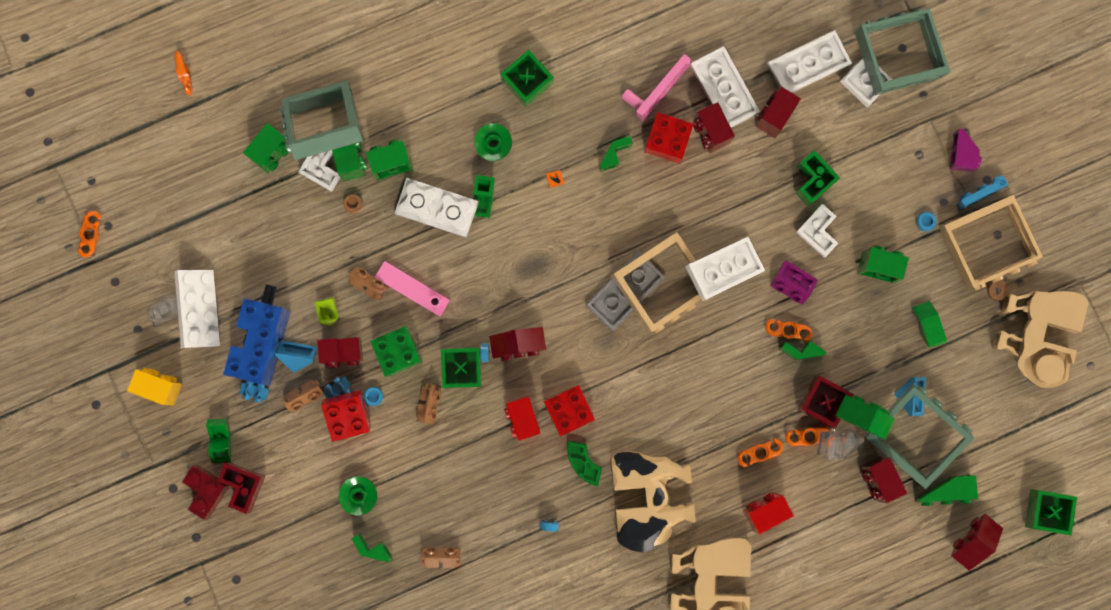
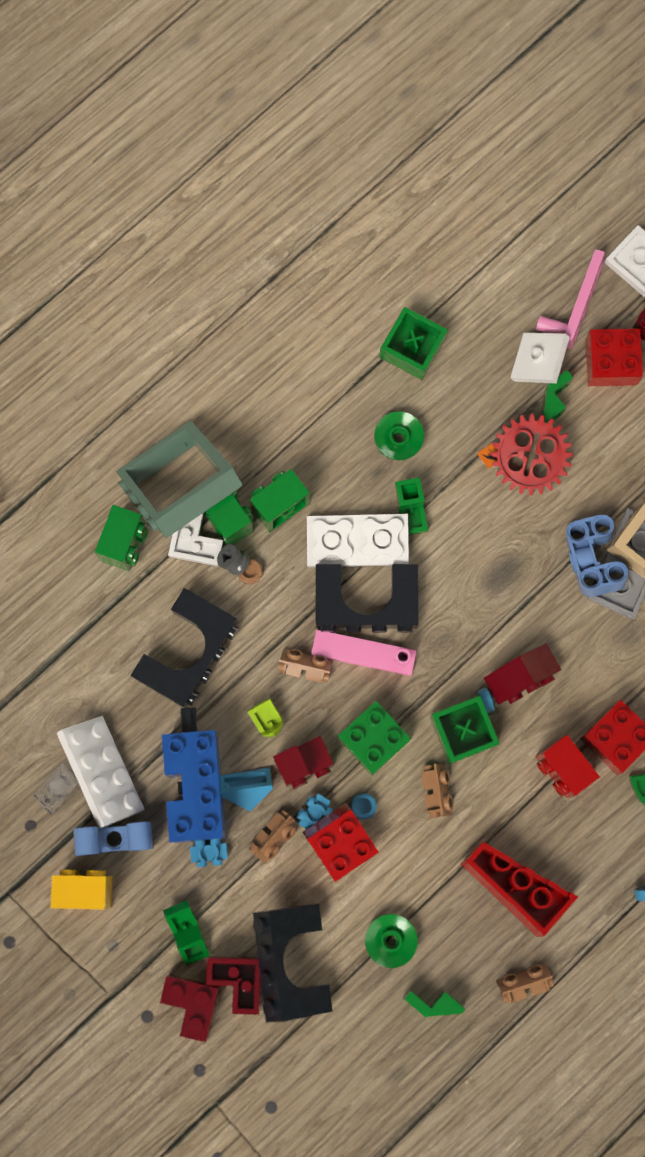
camera: 15 degrees left, 5 degrees down
(177, 356) = (95, 840): none -> medium blue beam
(275, 461) = (280, 996): none -> black arch
(276, 268) = (182, 685): none -> black arch
(342, 191) = (233, 559): none -> dark grey wheel
(448, 268) = (399, 613): none -> black arch
(460, 493) = (524, 893): none -> red wedge
(592, 276) = (584, 559): none -> medium blue beam
(596, 198) = (553, 460): none -> red gear
(614, 120) = (540, 357): none -> white plate

